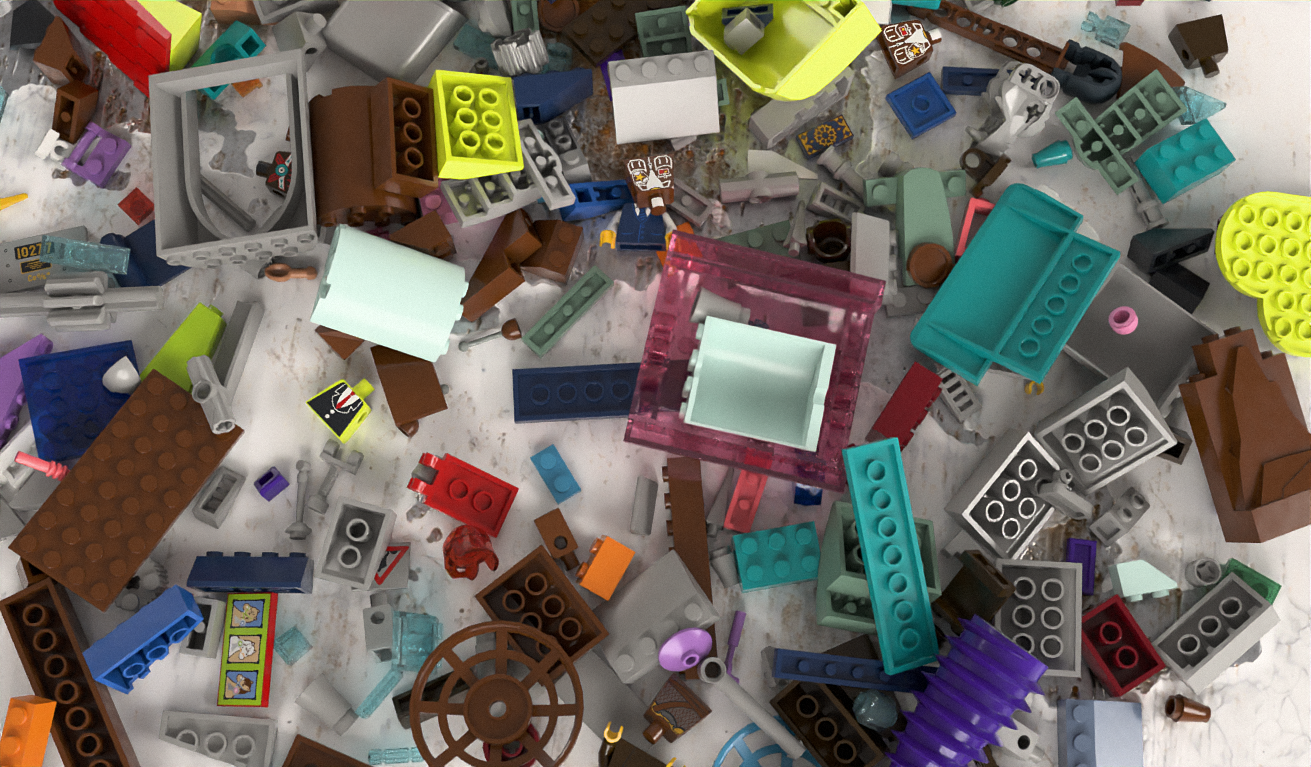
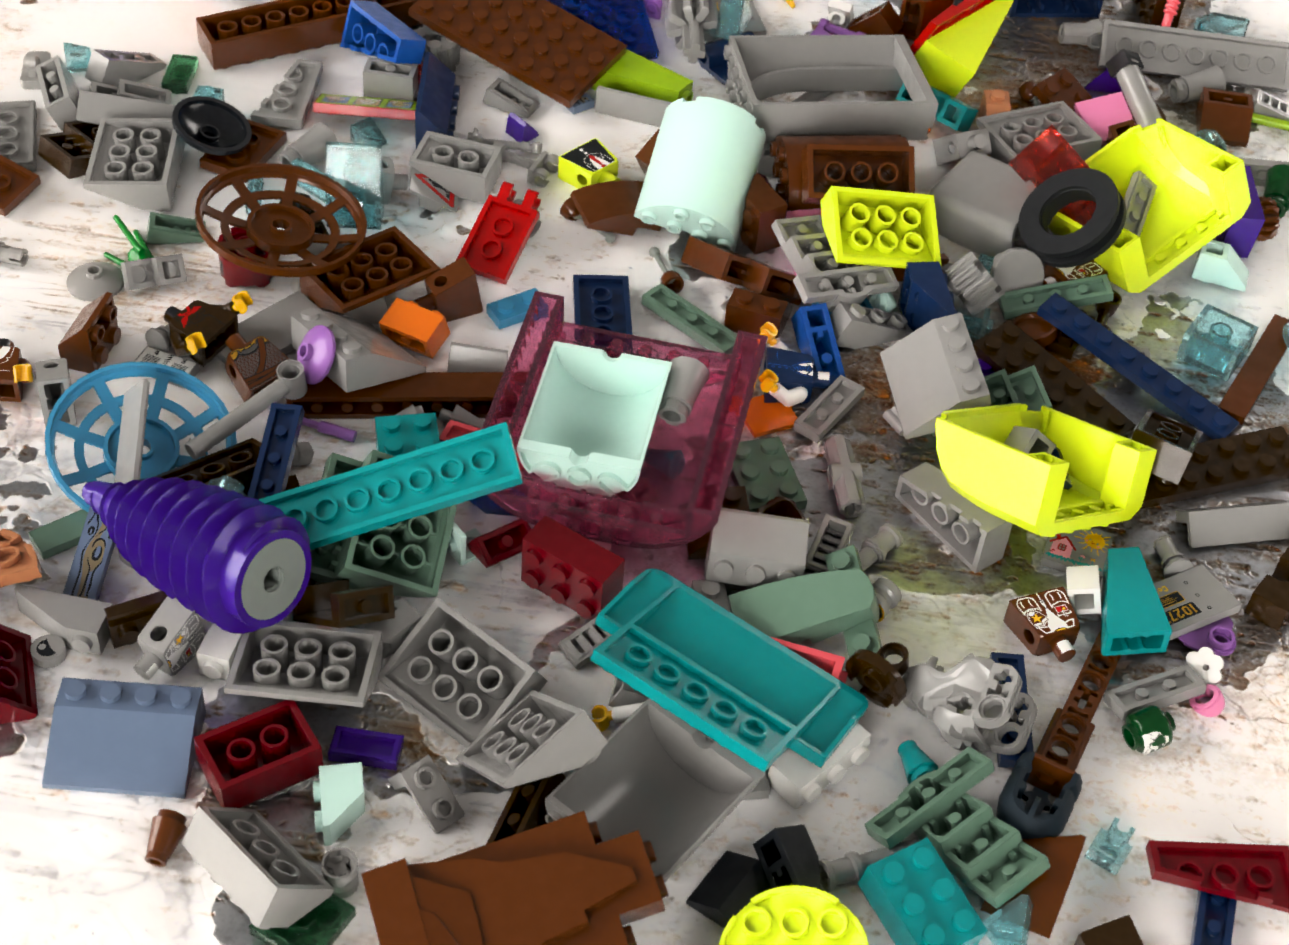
camera: 90 degrees right, 30 degrees down
(122, 377) = (623, 29): light grey brick -> none
(210, 394) = (601, 72): light grey piece -> none
(466, 549) = (445, 235): clear red helmet -> none
(651, 181) = (836, 371): reddish brown torso -> none
(774, 163) = (878, 498): white sticker -> none
(797, 237) = (782, 489): light grey piece -> none
(821, 137) = (918, 544): tile -> none
(920, 105) = (967, 631): blue plate -> none
(929, 265) = (756, 605): reddish brown piece -> none
(1063, 499) = (456, 710): light grey piece -> none
(1123, 320) = (676, 773): bright pink piece -> none

